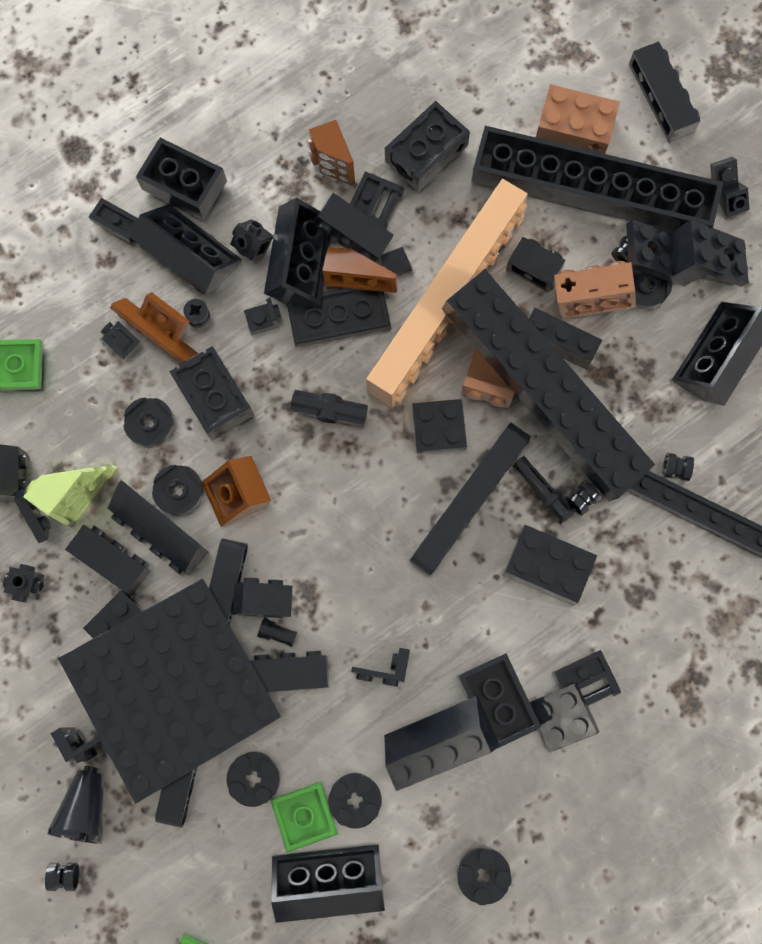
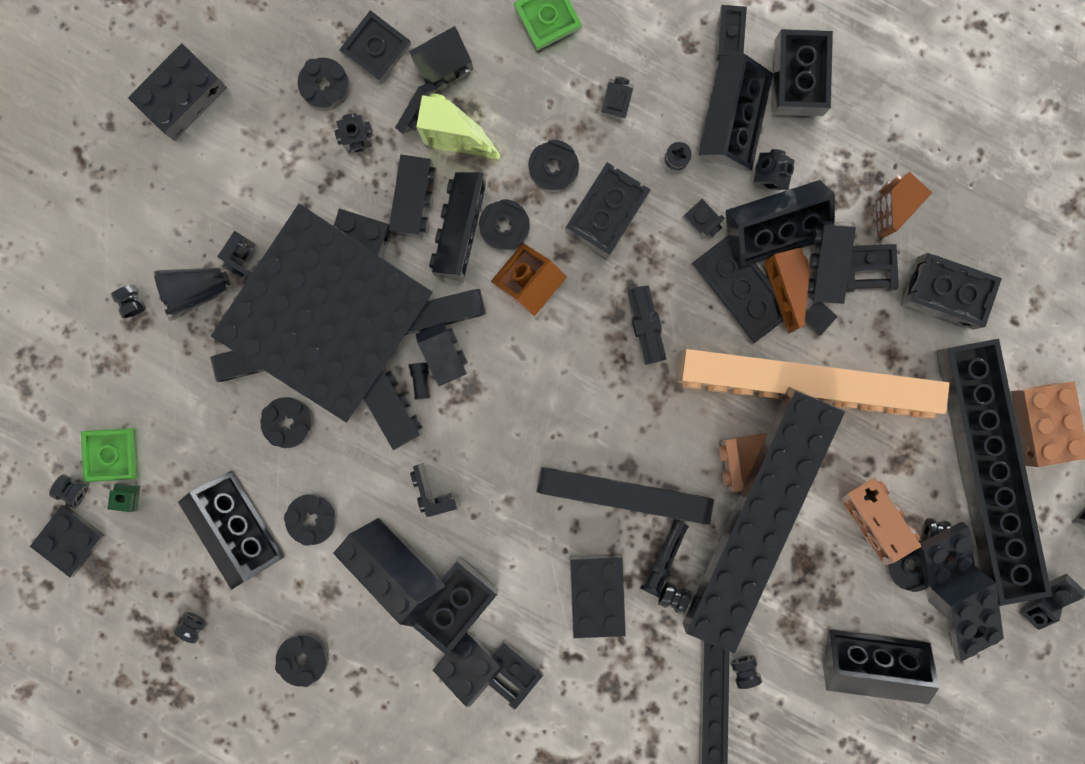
camera: 60 degrees right, 10 degrees up
(158, 323) = (649, 126): dark orange bracket -> none
(304, 817) = (276, 481): bright green tile -> none
(439, 426) = (679, 434): black plate -> none
(535, 263) = (881, 451): black brick -> none
(569, 341) = (819, 513): black brick -> none

